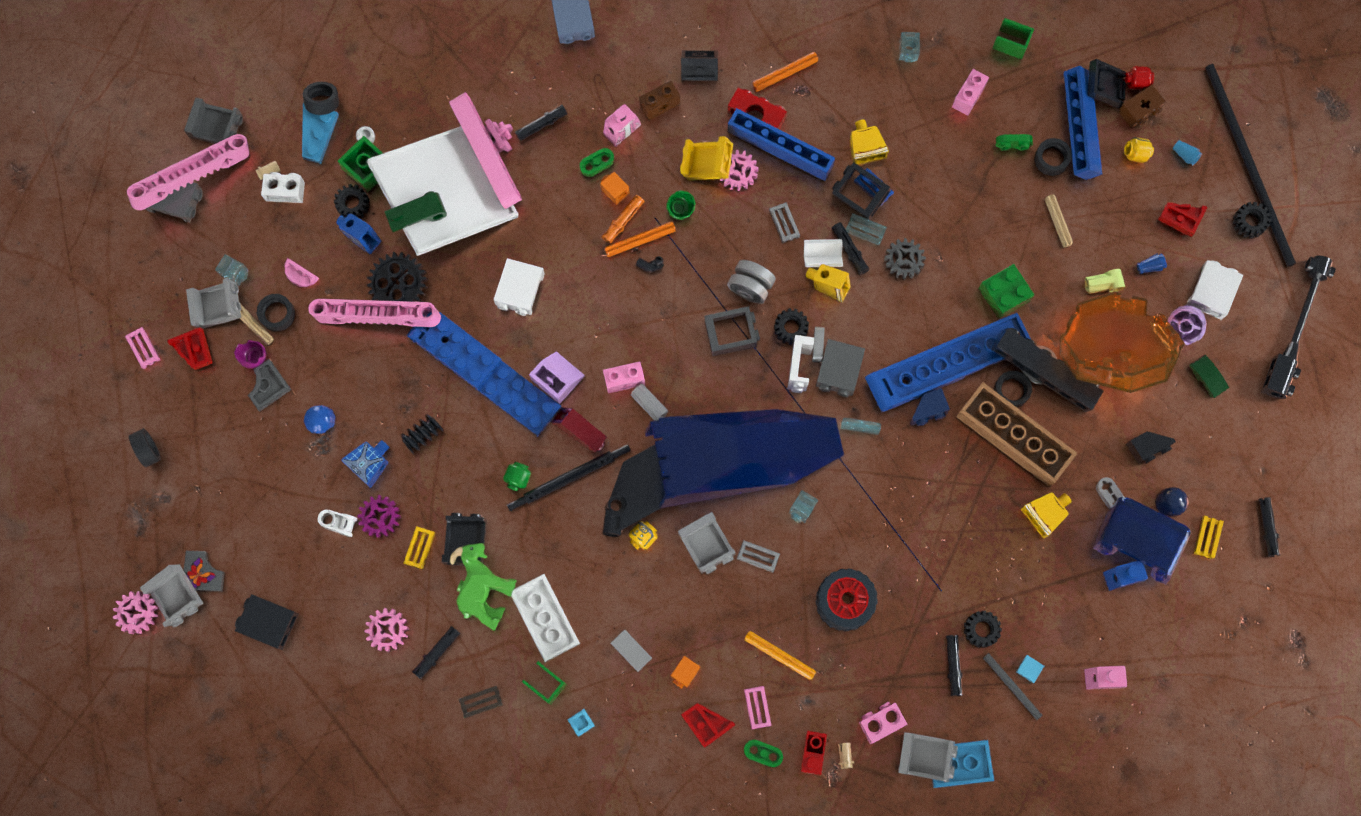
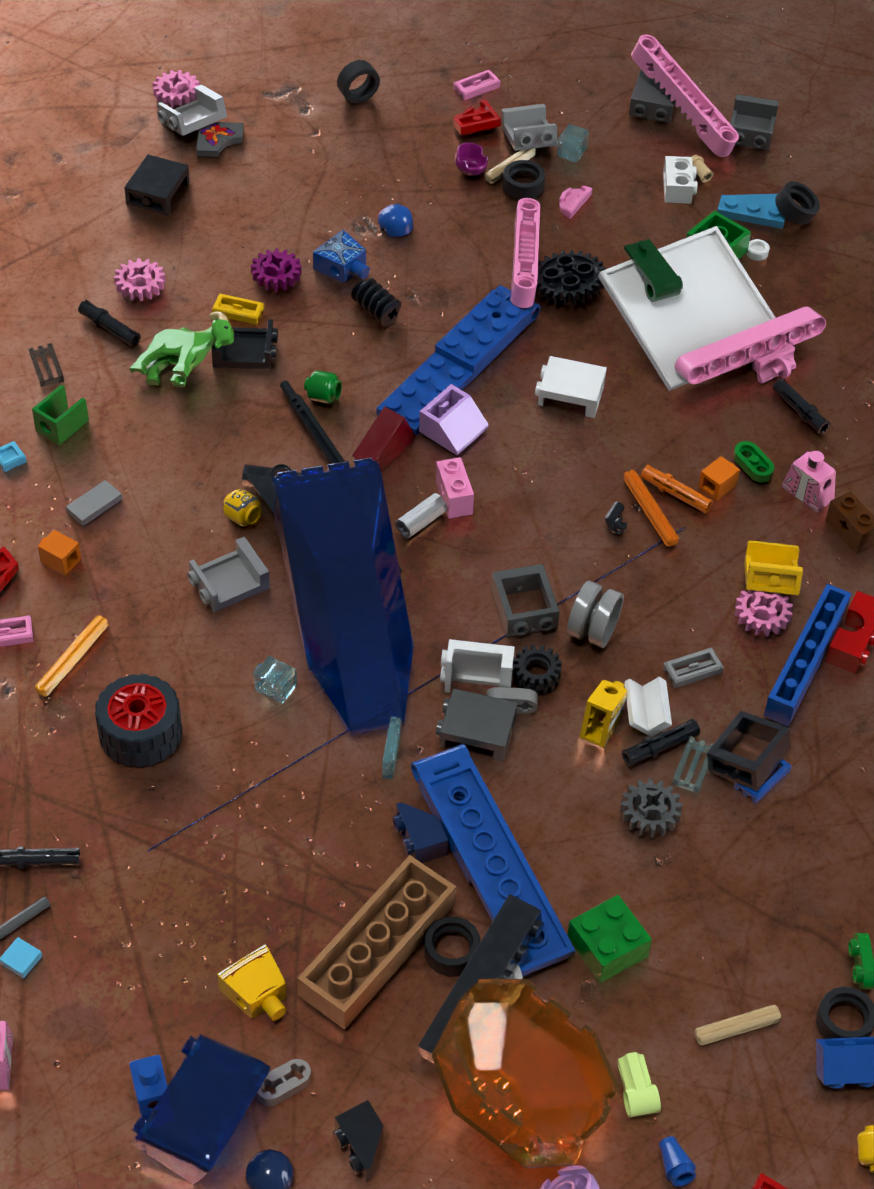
camera: 85 degrees right, 25 degrees down
(268, 386) = (436, 181): dark grey tile -> none
(340, 524) = (270, 234): white piece -> none
(349, 192) = (667, 228): black tyre -> none
(355, 229) = (625, 232): blue torso -> none
(544, 618) = (143, 421): white tile -> none
(680, 205) = (702, 545): green hair -> none
(755, 563) = (202, 650): light grey tile -> none
(867, 144) = (826, 762): yellow torso -> none
(993, 623) = (79, 880): black tyre -> none

